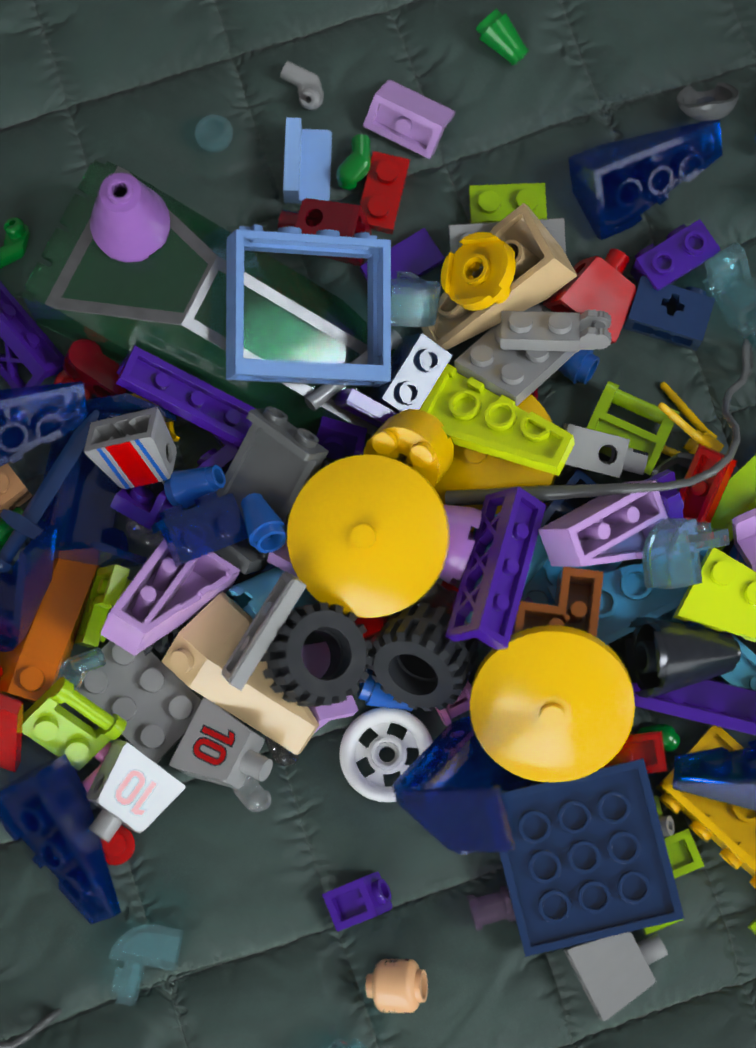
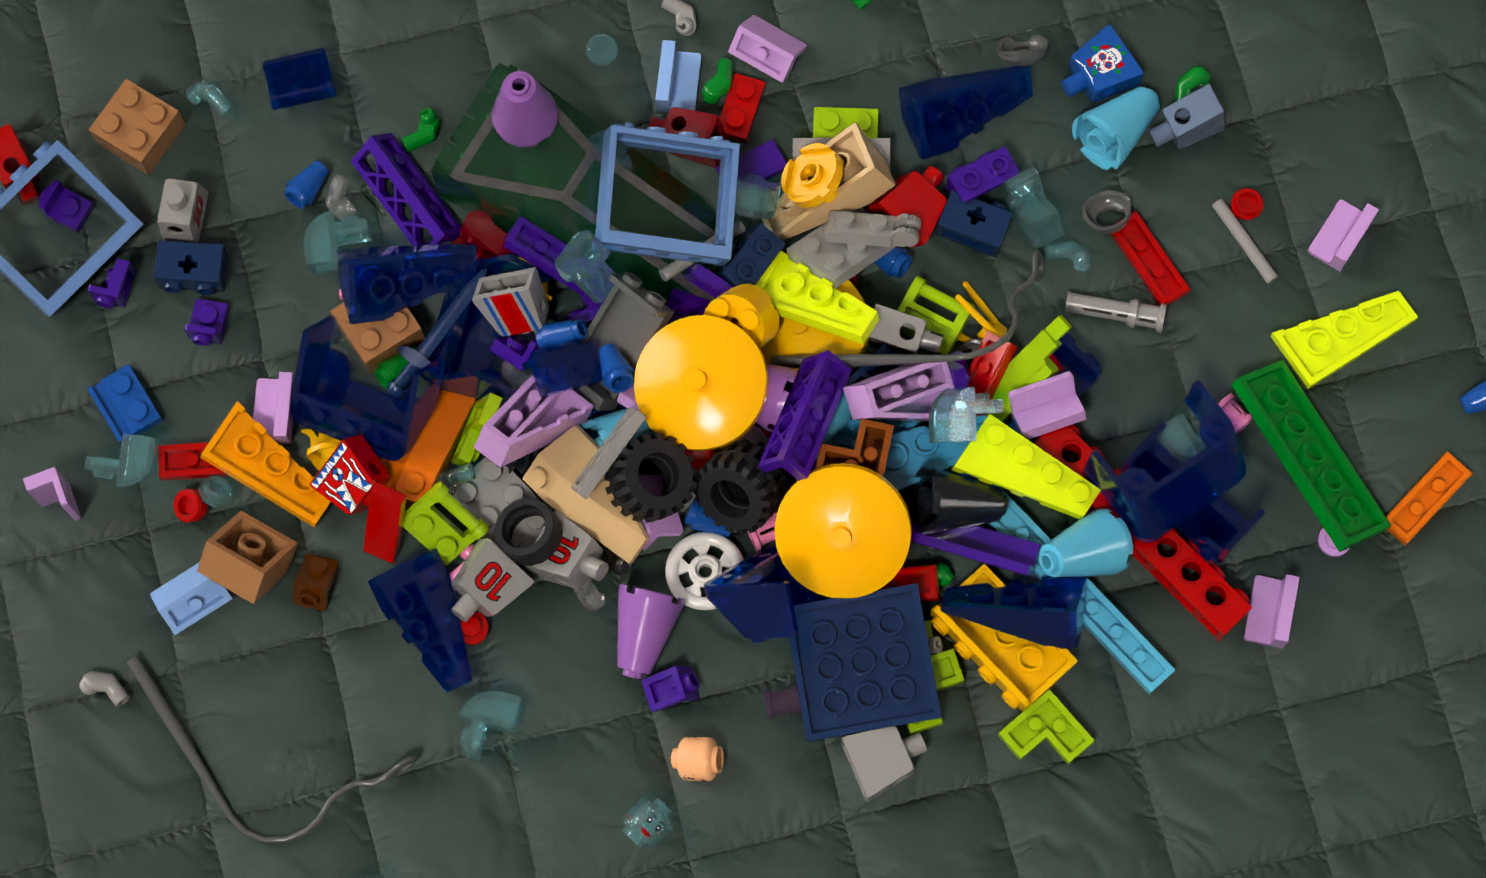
camera: 10 degrees right, 5 degrees down
(149, 714) = (512, 516): none -> black tyre
(218, 401) = (584, 265): none -> clear light blue brick
(320, 830) = (643, 628): none -> medium lavender cone

